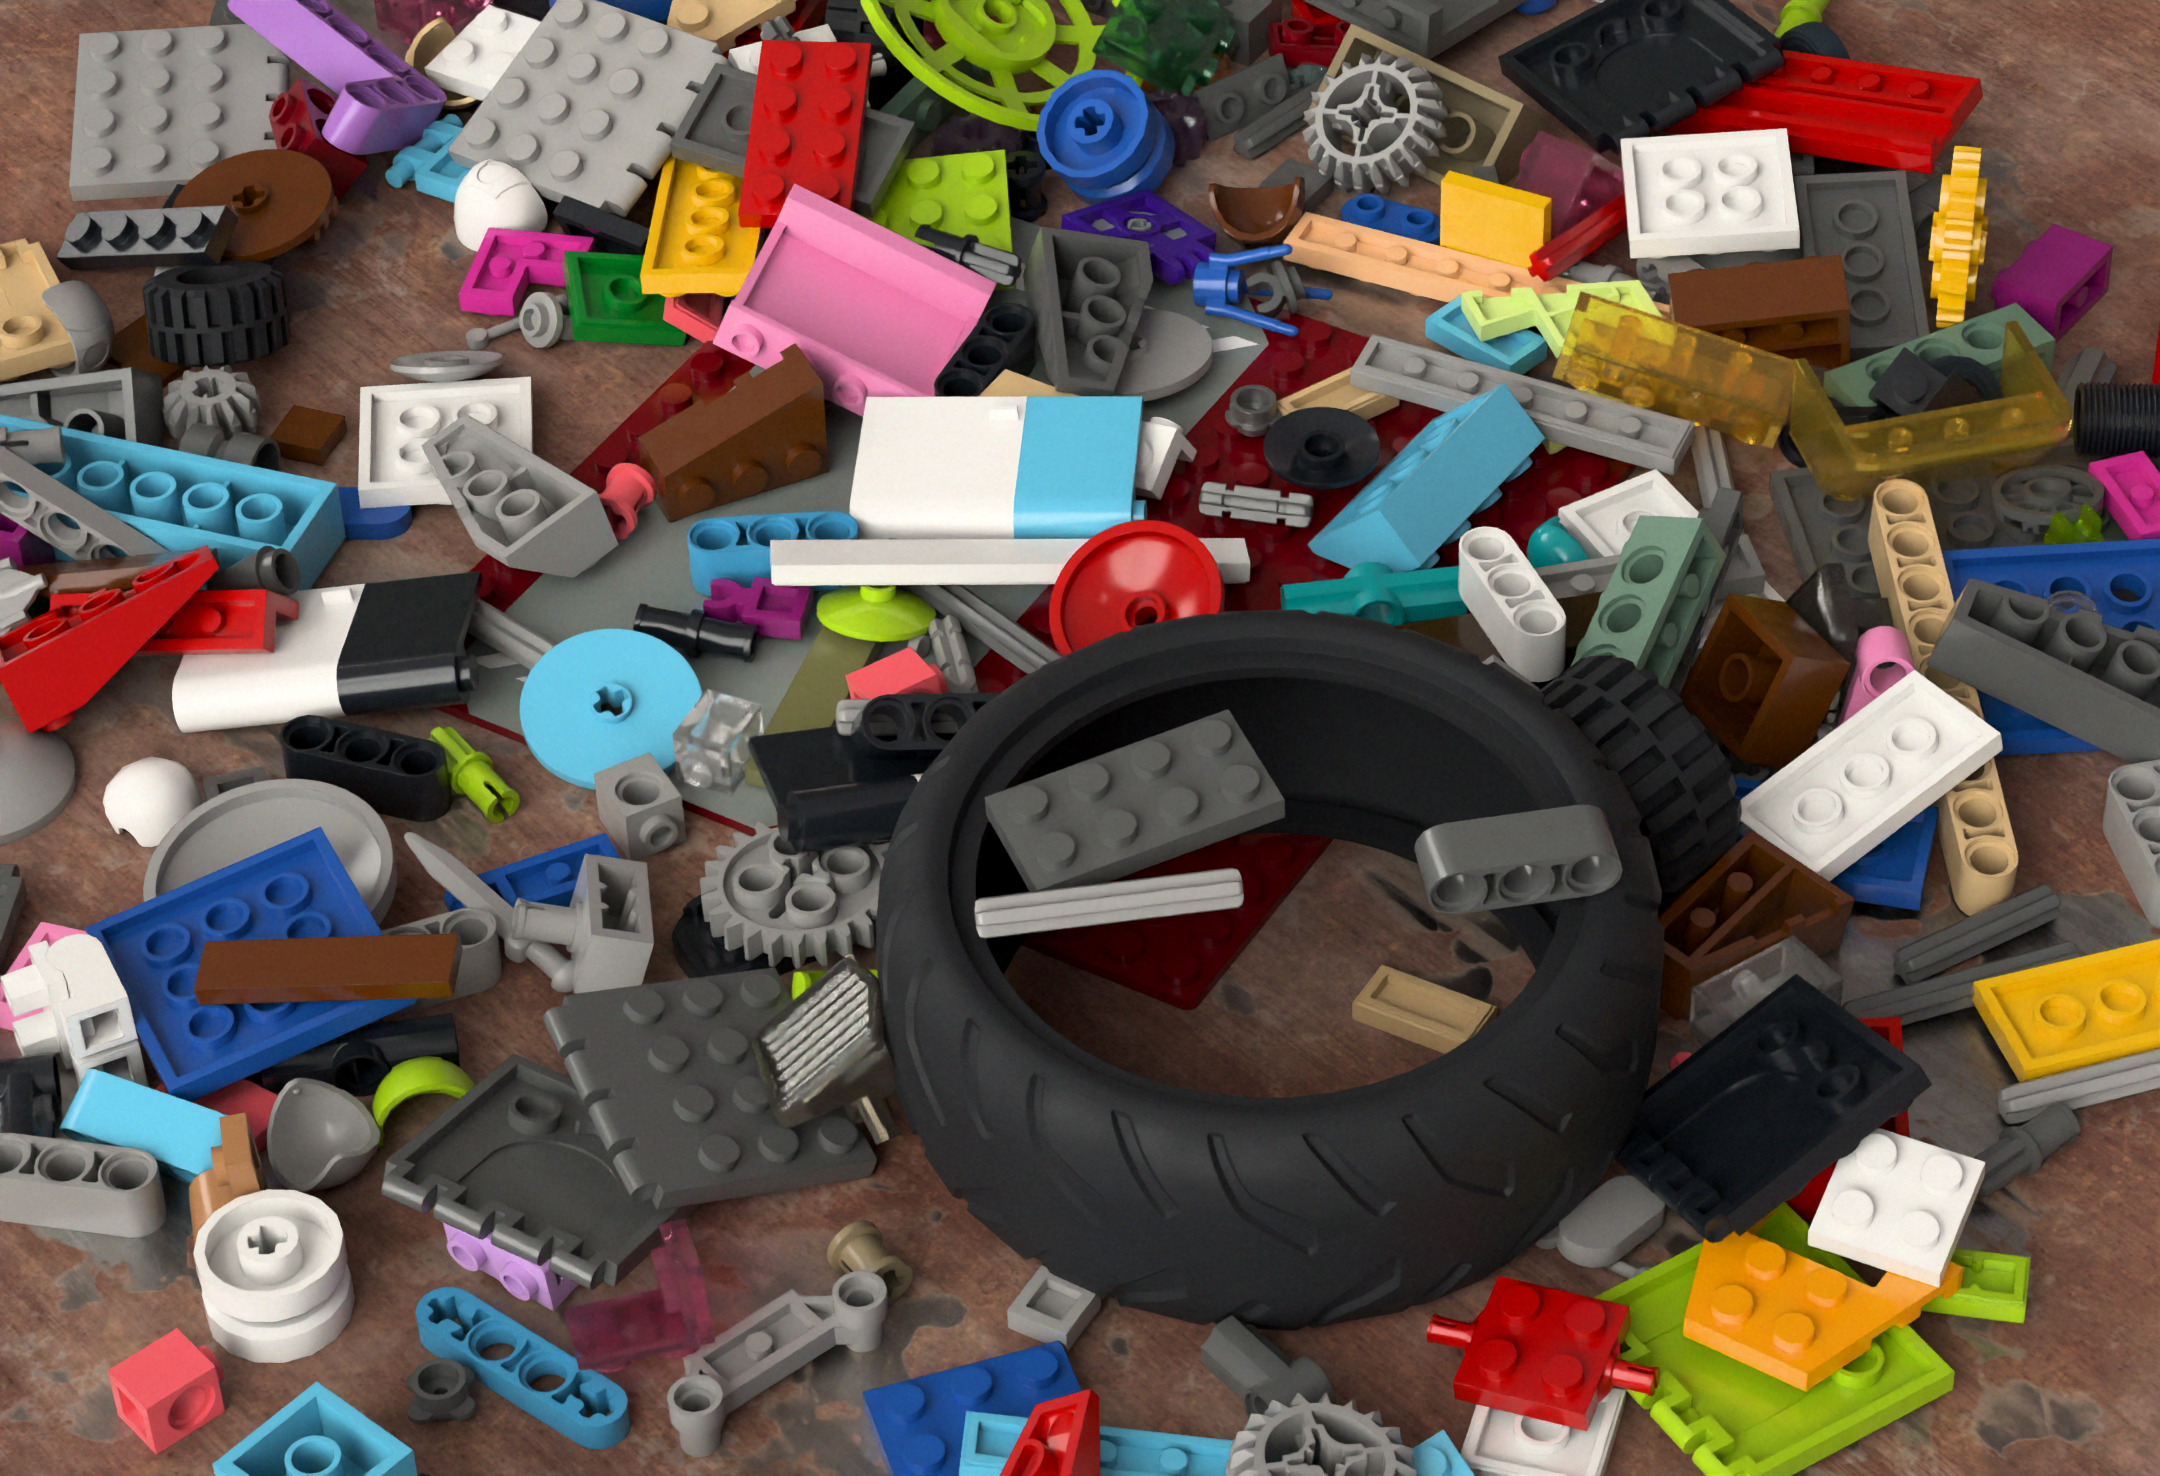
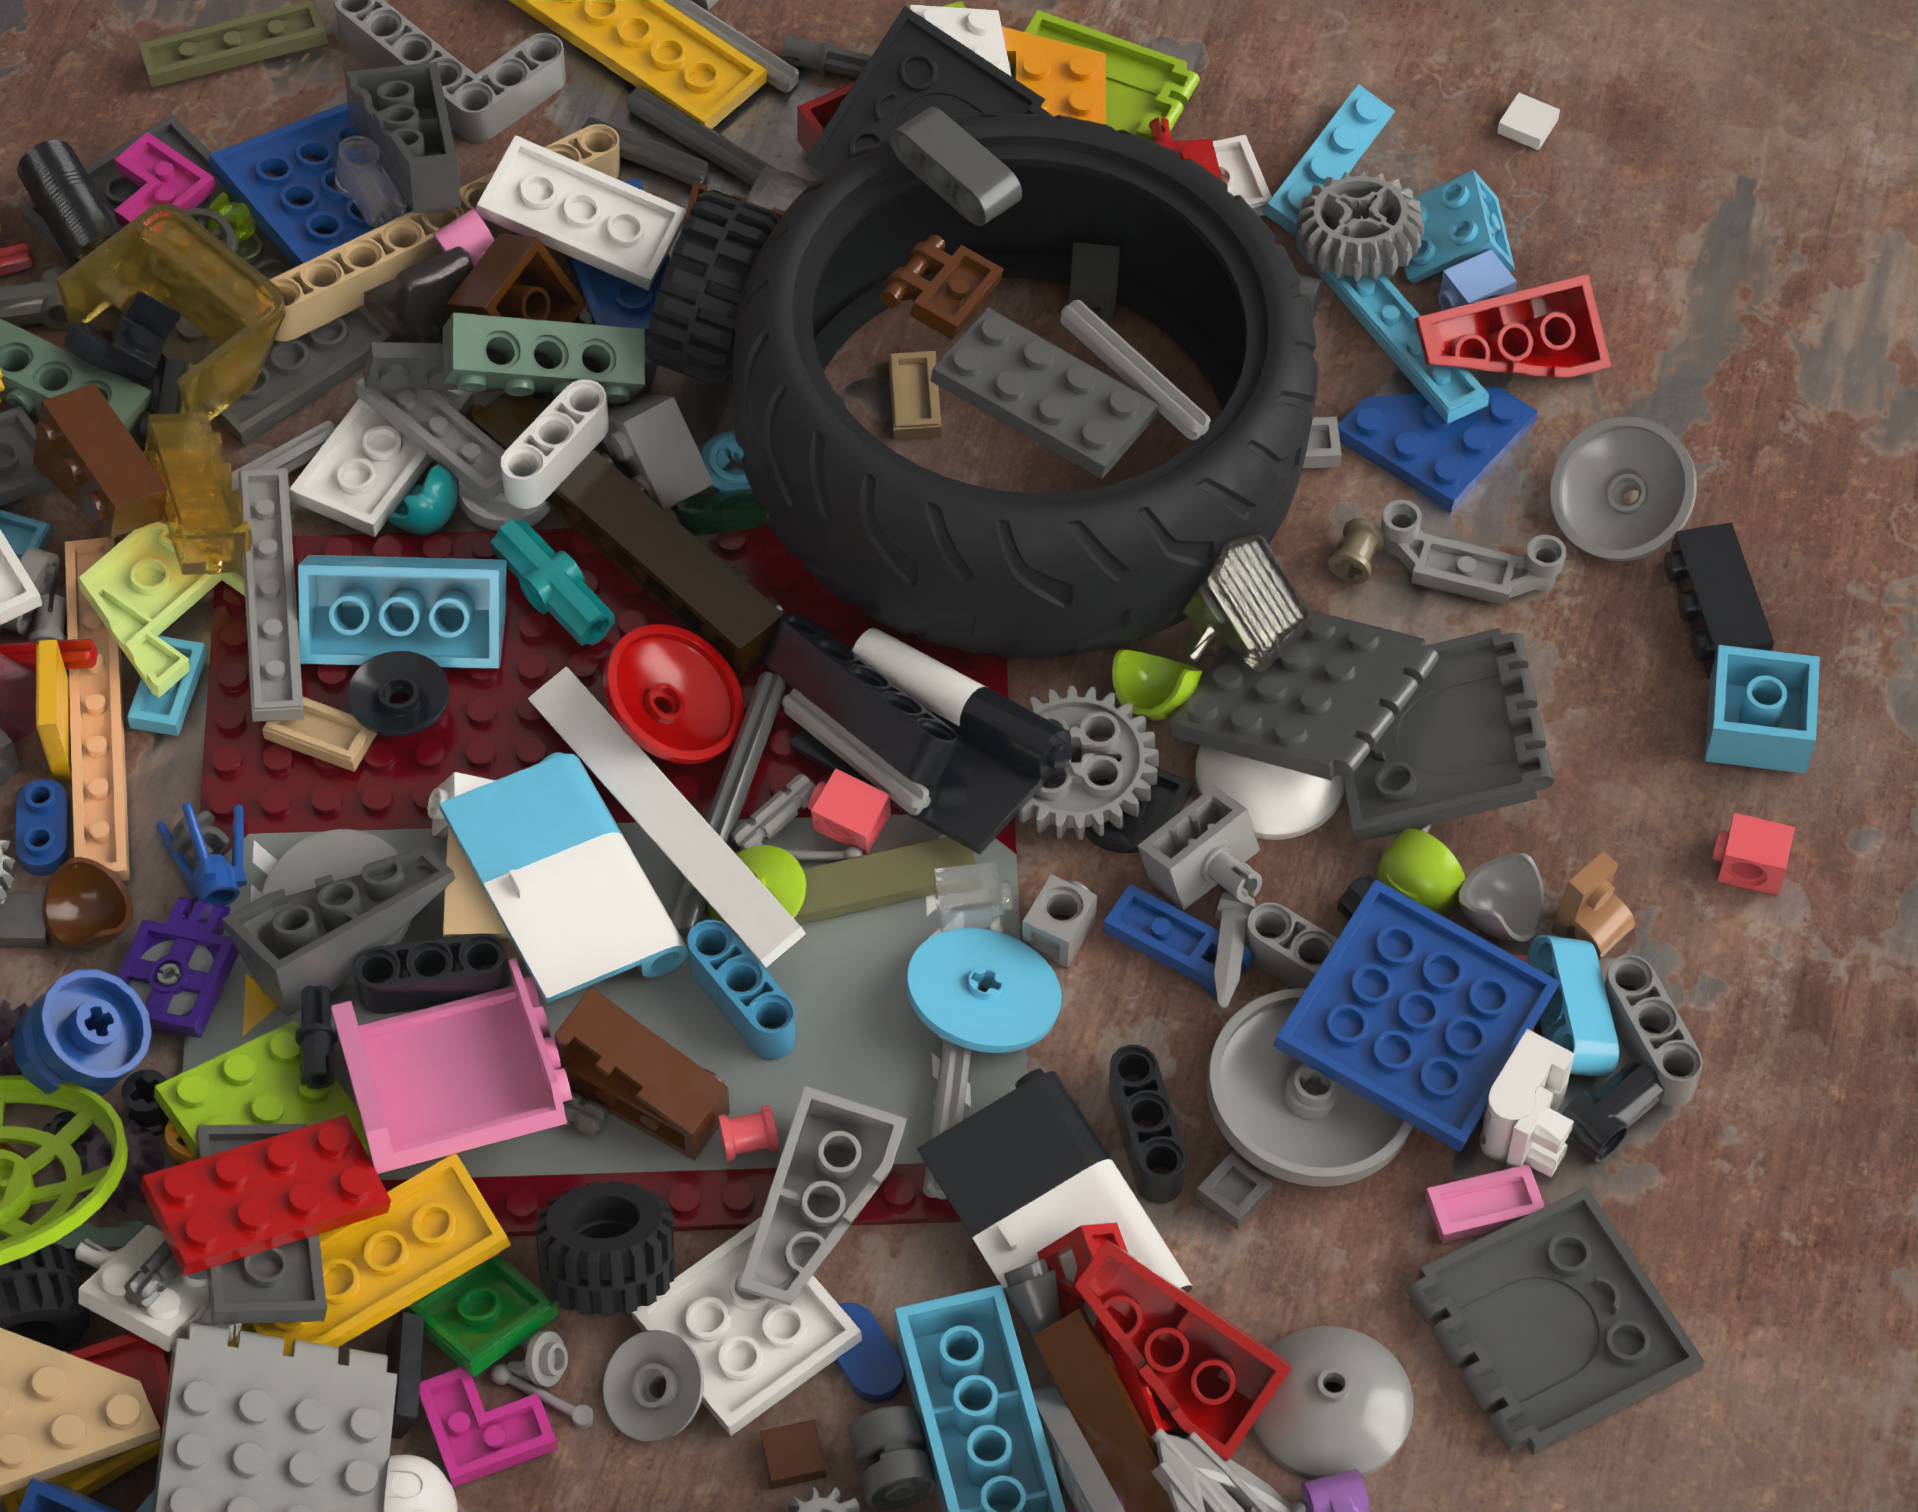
camera: 125 degrees left, 15 degrees up
(150, 798) = (1273, 1256): white hair -> none
(274, 1275) = (1643, 833): white wheel -> none
(328, 969) = (1406, 931): reddish brown tile -> none
(440, 1392) = (1632, 708): dark grey plate -> none
(474, 775) = (1096, 1057): lime axle -> none
(529, 1360) = (1572, 690): dark azure beam -> none
(603, 326) = (605, 1248): none -> black tyre
(648, 1323) = (1498, 599): clear pink bracket -> none
(698, 632) = (859, 993): black pin -> none
(775, 609) = (805, 968): magenta plate -> none
(1252, 410) = (369, 760): flat silver plate -> none
(1256, 504) = (479, 715): axle -> none
(1333, 788) = (952, 295): none -> reddish brown plate

